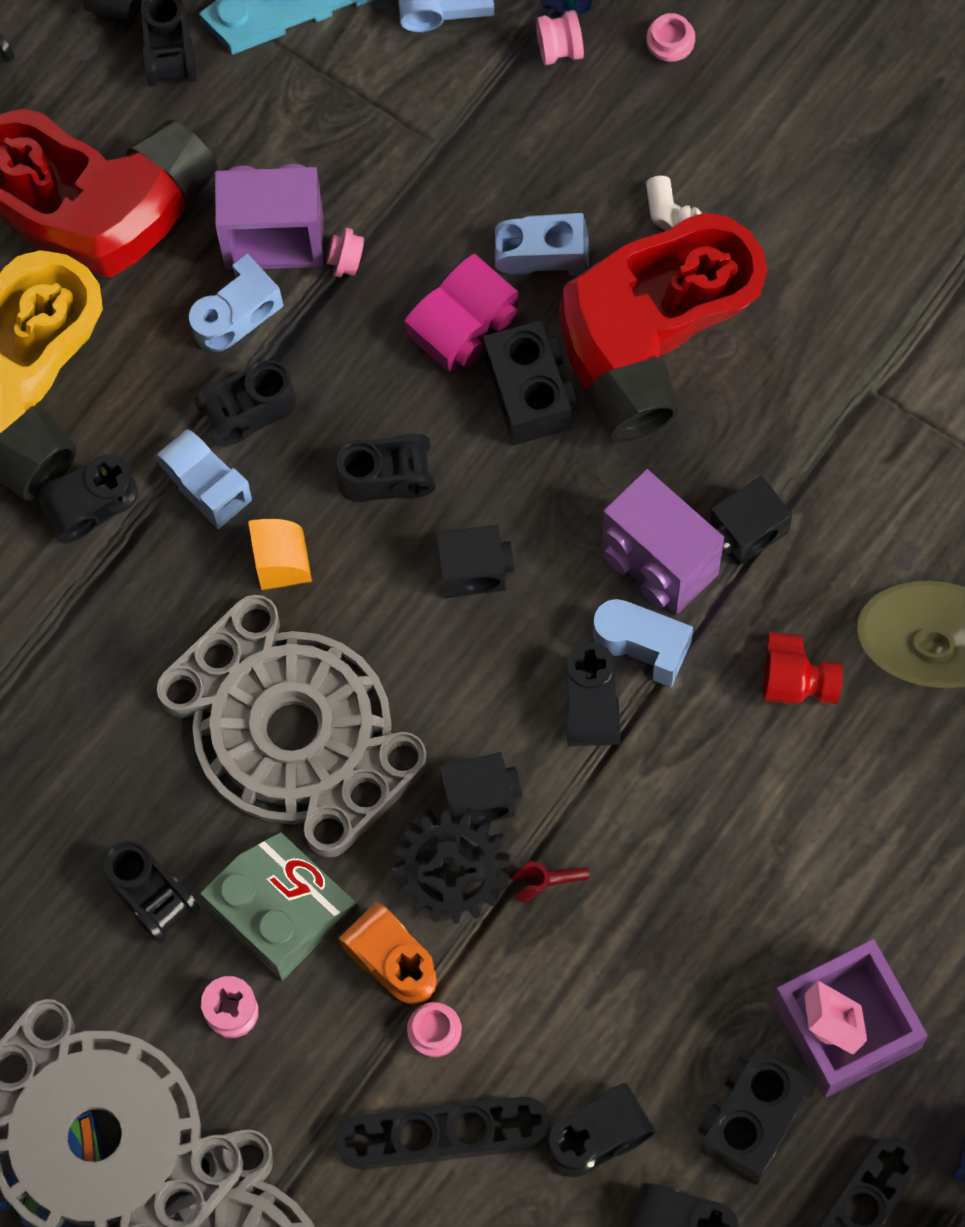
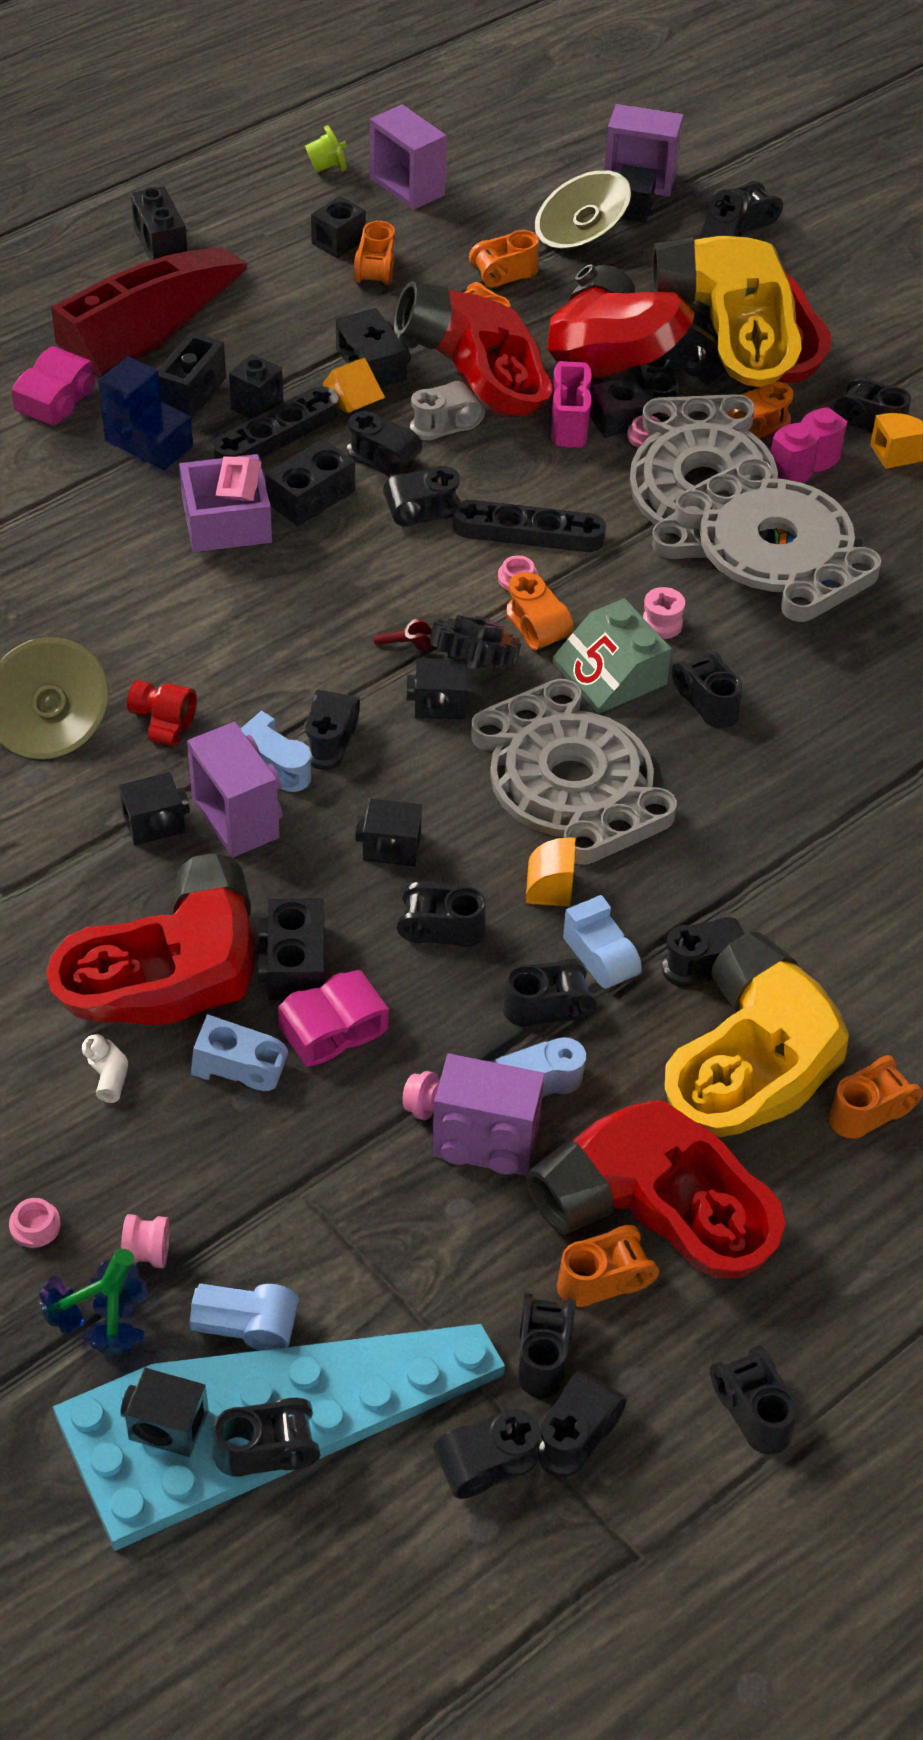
camera: 170 degrees left, 20 degrees down
(120, 118) = (614, 1266): none -> orange piece

